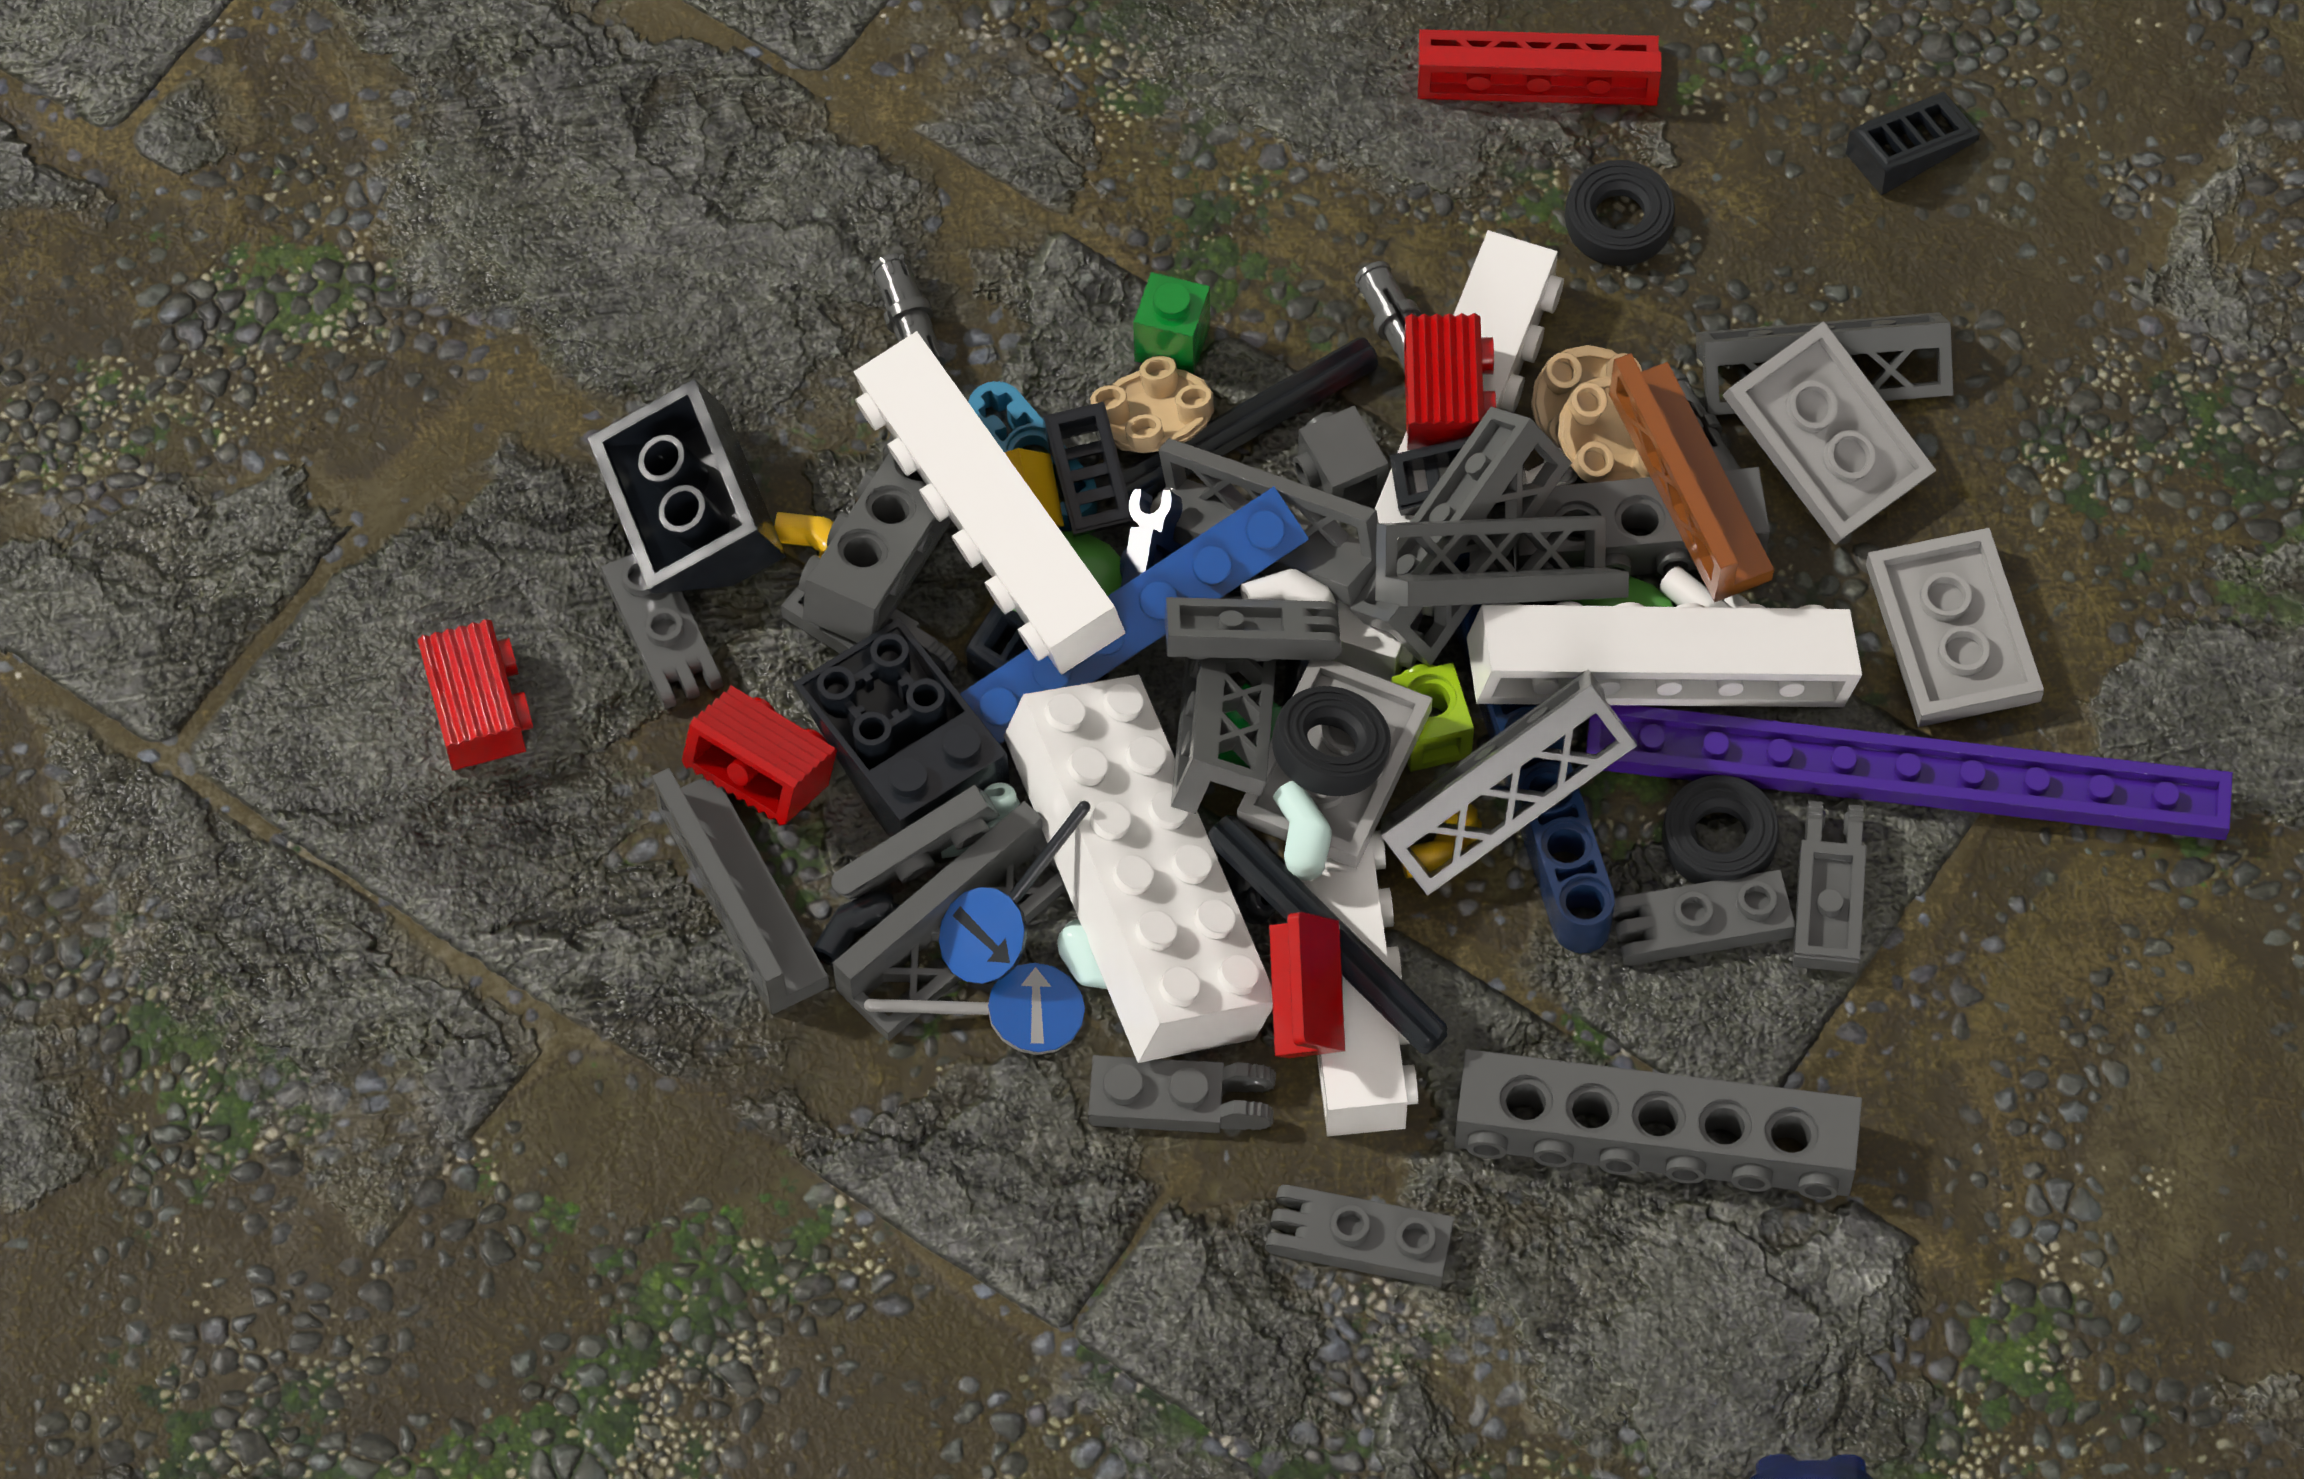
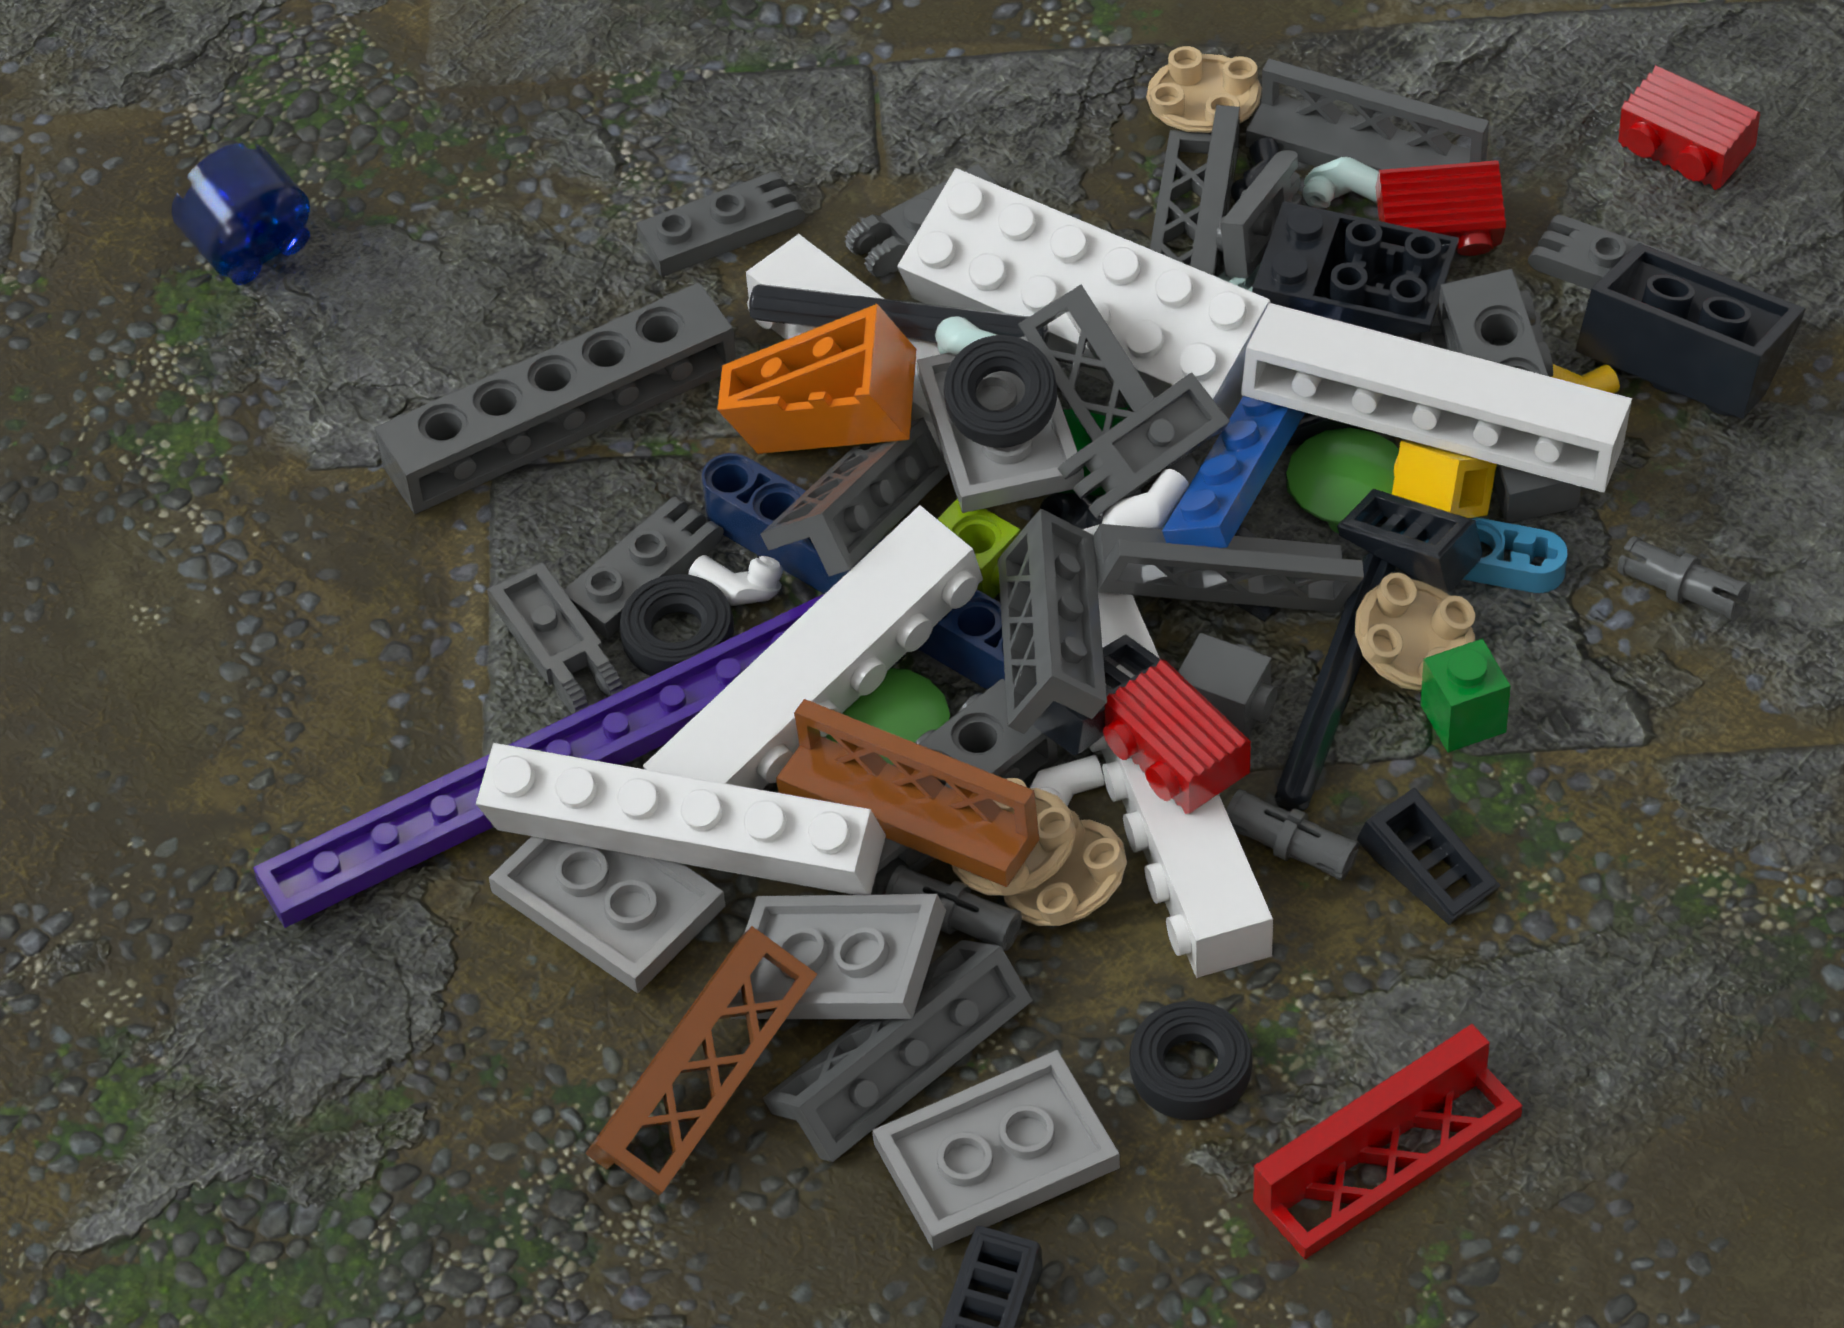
camera: 145 degrees right, 10 degrees down
(793, 864) = (1337, 179): none -> light aqua arm
(821, 1049) = (1194, 83): none -> tan dish
(986, 928) = (1155, 201): blue piece -> none
(1029, 1009) = (1102, 201): blue piece -> none
(1153, 537) = (1295, 513): plate -> none
(1307, 986) = (872, 253): red panel -> none
(1315, 278) = (1418, 816): none -> black slope
(1450, 900) = (824, 387): none -> orange wedge
(1496, 586) = (985, 595): dark grey fence -> none
(1640, 836) = (741, 588): none -> white arm
(1817, 236) = (995, 1149): none -> light grey plate
(1879, 579) = (682, 819): none -> white brick
(1998, 425) = (681, 1045): none -> dark orange fence

